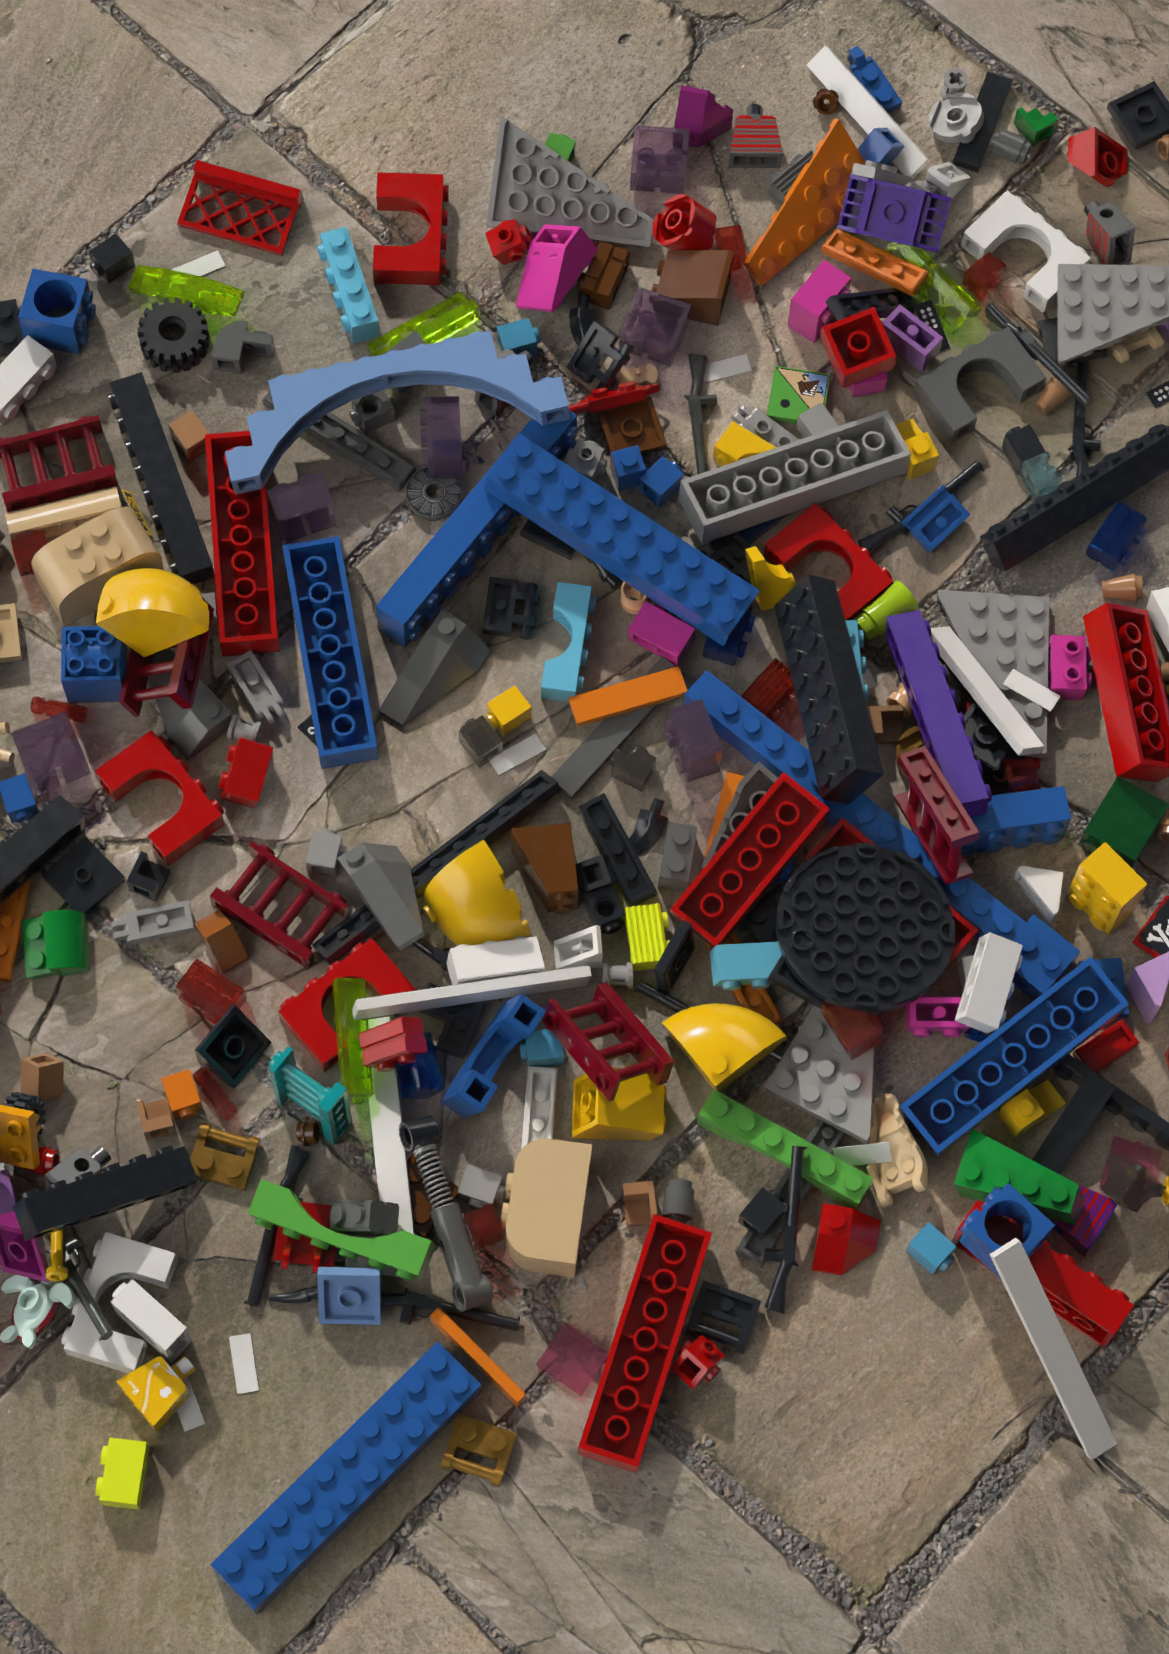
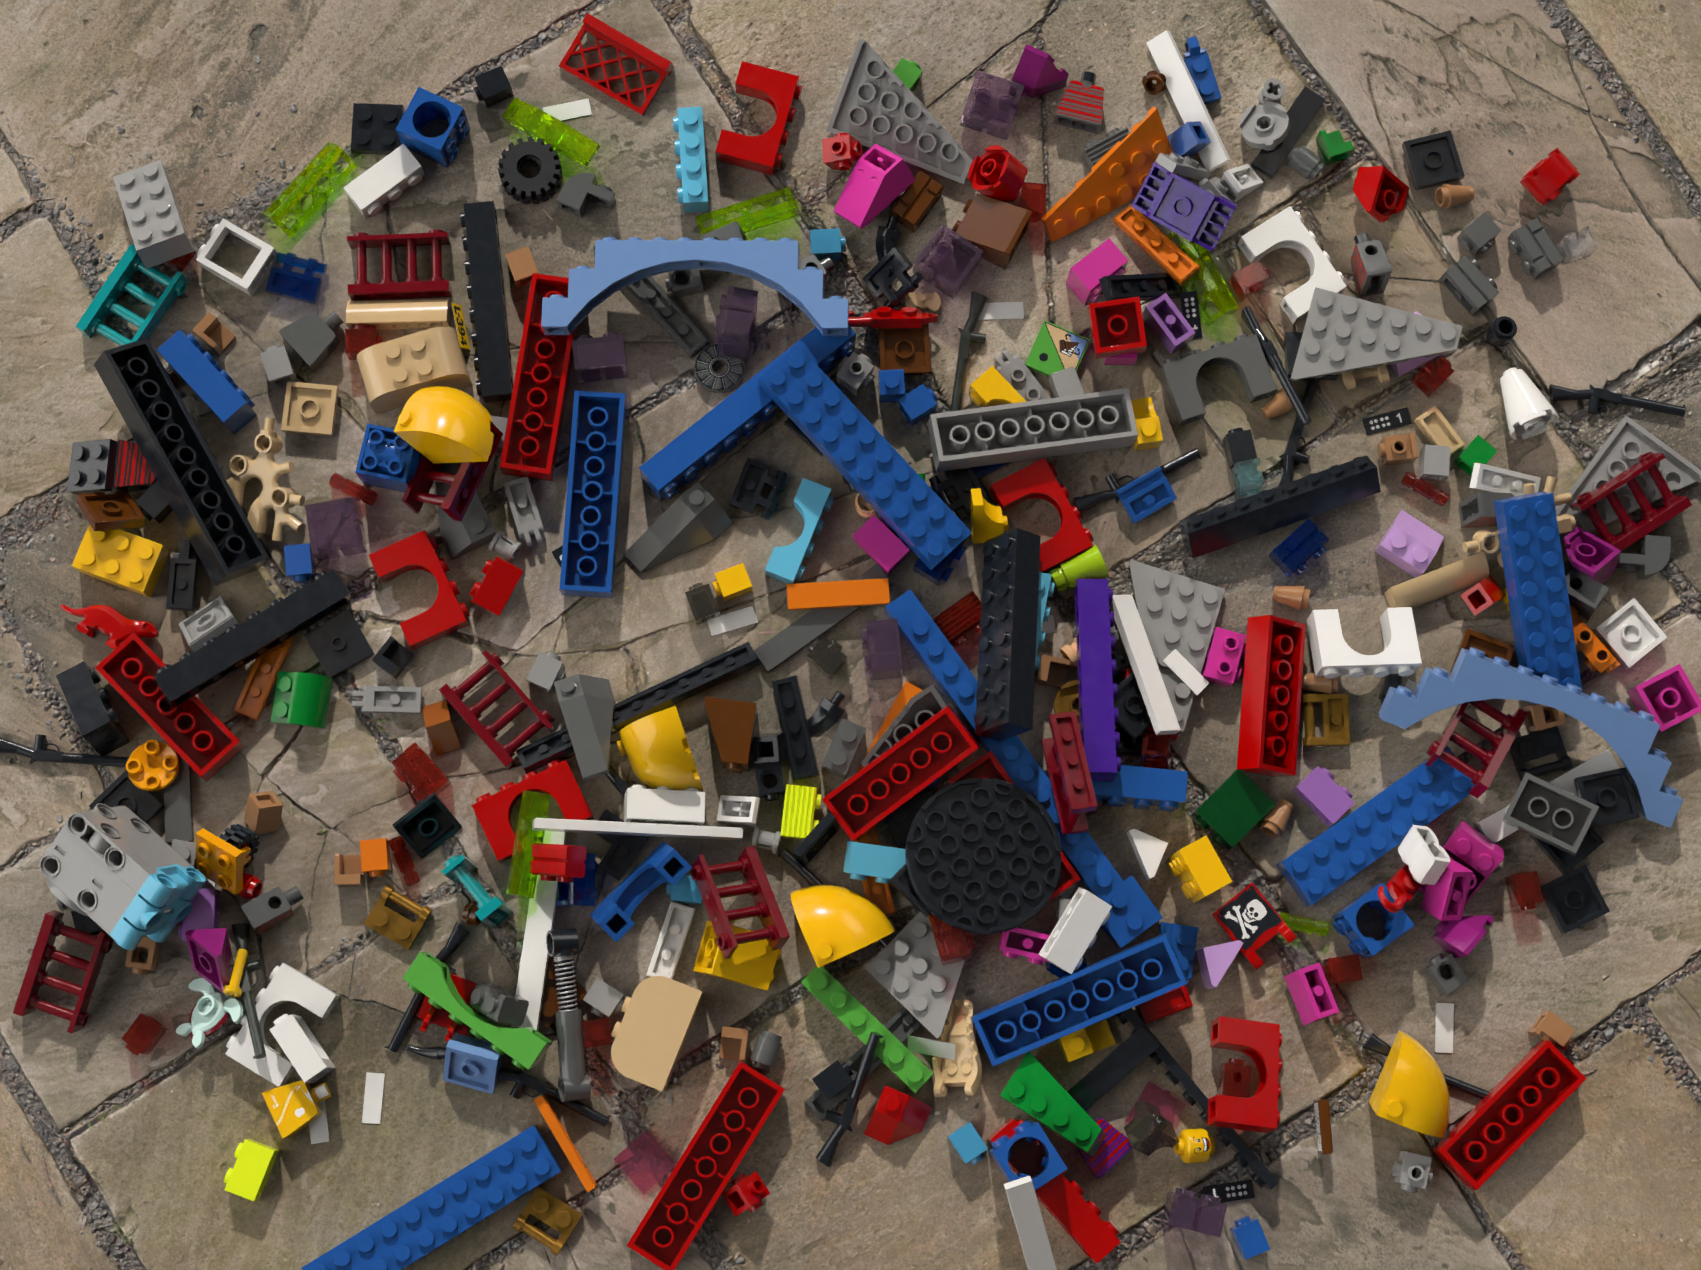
camera: 10 degrees right, 10 degrees up
(104, 1193) = (286, 934): black brick -> none
(725, 1307) = (783, 1150): black plate -> none

